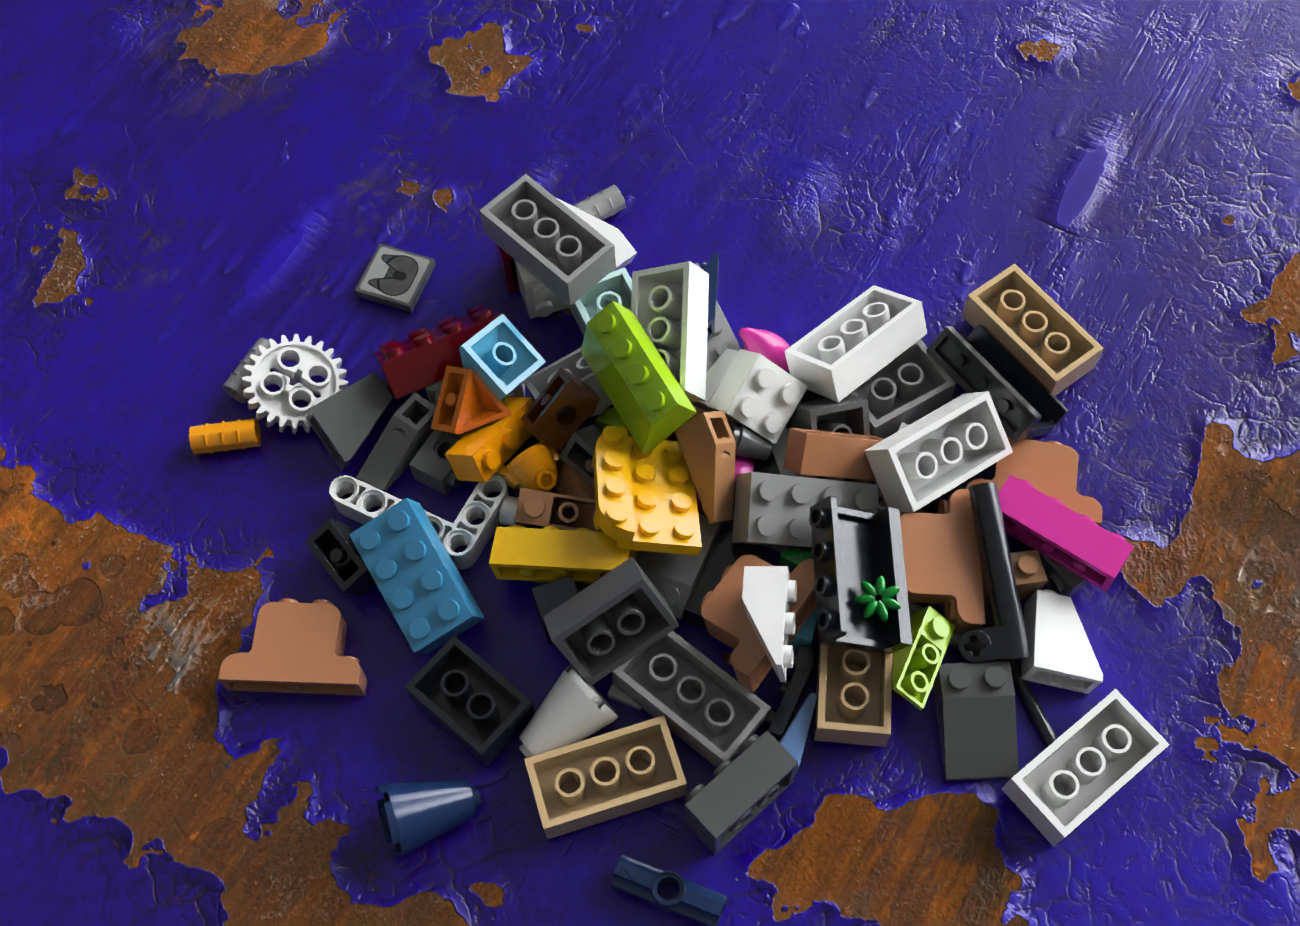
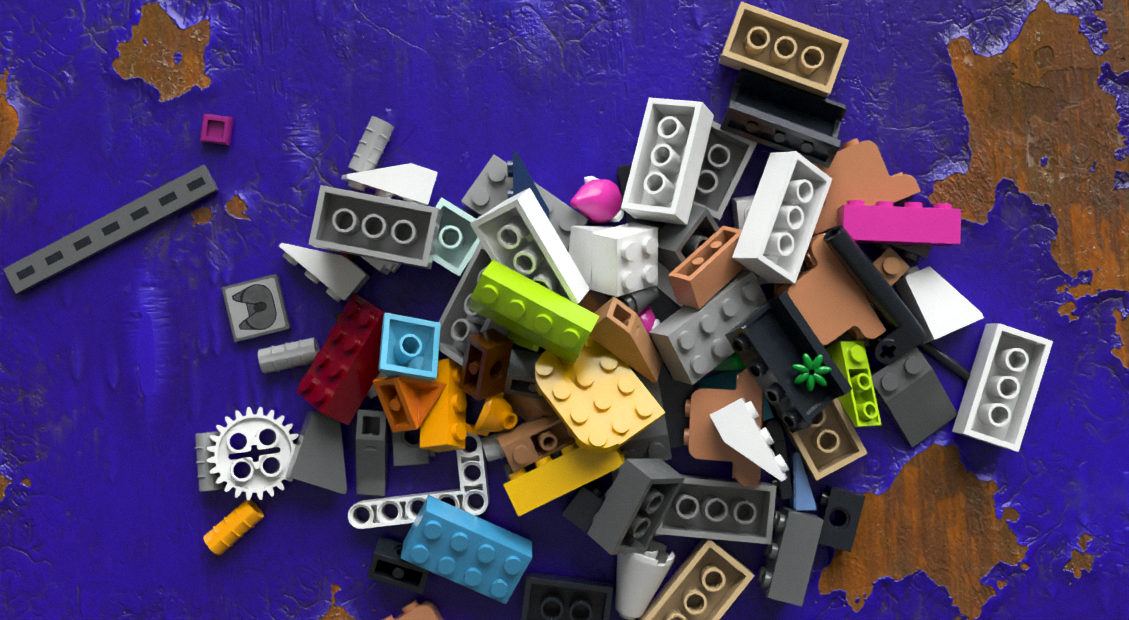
camera: 30 degrees left, 25 degrees up
(328, 154) = (111, 229): none -> dark grey tile
(387, 324) = (288, 355): none -> light grey axle
(474, 132) = (216, 129): none -> magenta tile
(484, 277) = (333, 270): none -> white slope
(809, 815) = (850, 504): none -> black brick

